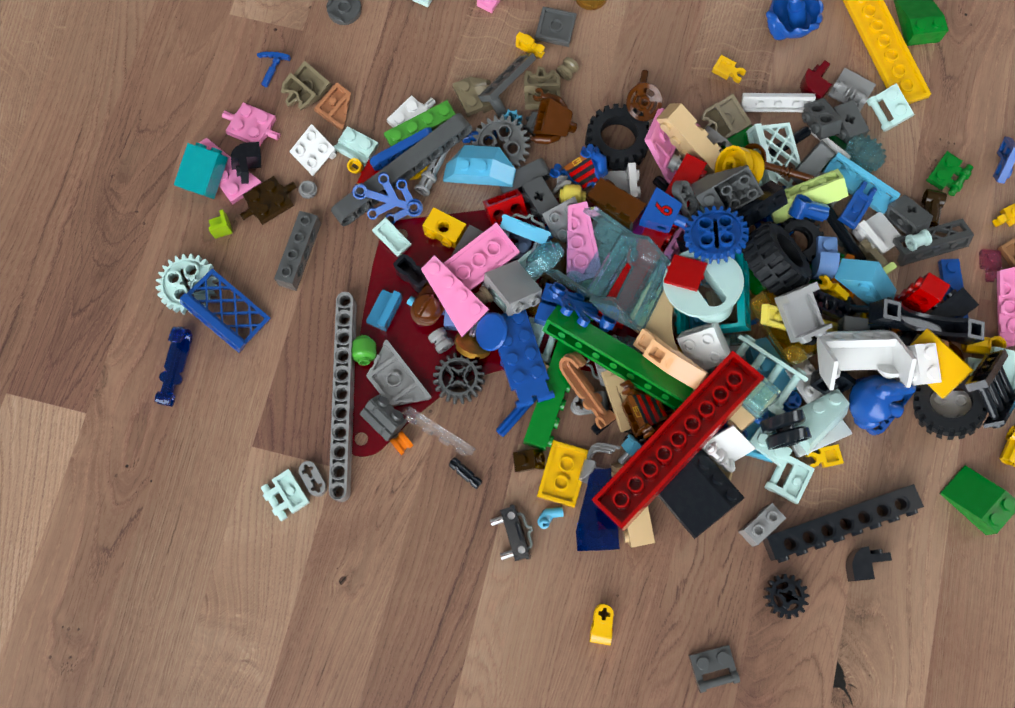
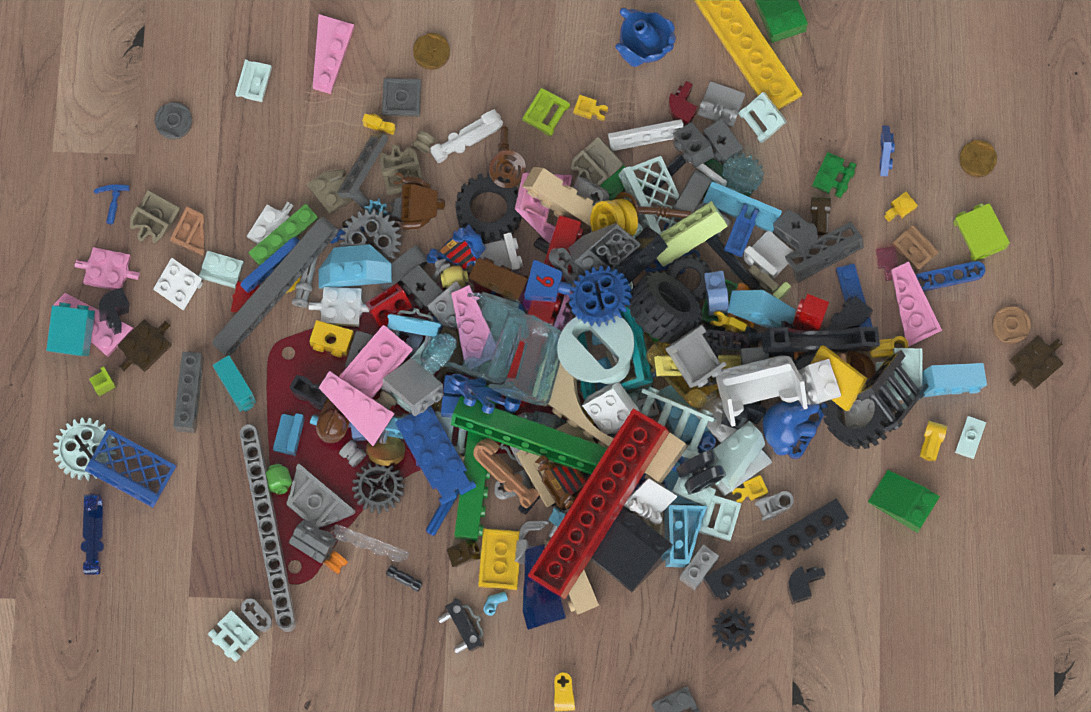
camera: 10 degrees left, 0 degrees up
(308, 189) = (182, 326): light grey plate -> none
(342, 251) = (234, 384): none -> teal brick
(357, 162) = (223, 295): yellow hinge -> none
(390, 200) = (270, 321): plant -> none
(391, 237) = (280, 358): light aqua plate -> none
(460, 201) = (340, 306): none -> white plate
(491, 331) = (401, 435): blue piece -> none
(611, 72) = (468, 136): none -> white piece
(669, 360) = (577, 428): light nougat slope -> none
(675, 163) = (550, 224): light grey plate -> none
(682, 60) = (540, 109): none -> lime plate
(685, 272) = (577, 340): red piece -> none
(753, 480) = (681, 529): none -> medium azure wedge
(761, 398) = (666, 449): clear light blue brick -> none
(805, 207) = (685, 247): blue piece -> none
(845, 477) = (773, 505): none -> light grey piece
(917, 240) = (806, 255): light aqua bush -> none

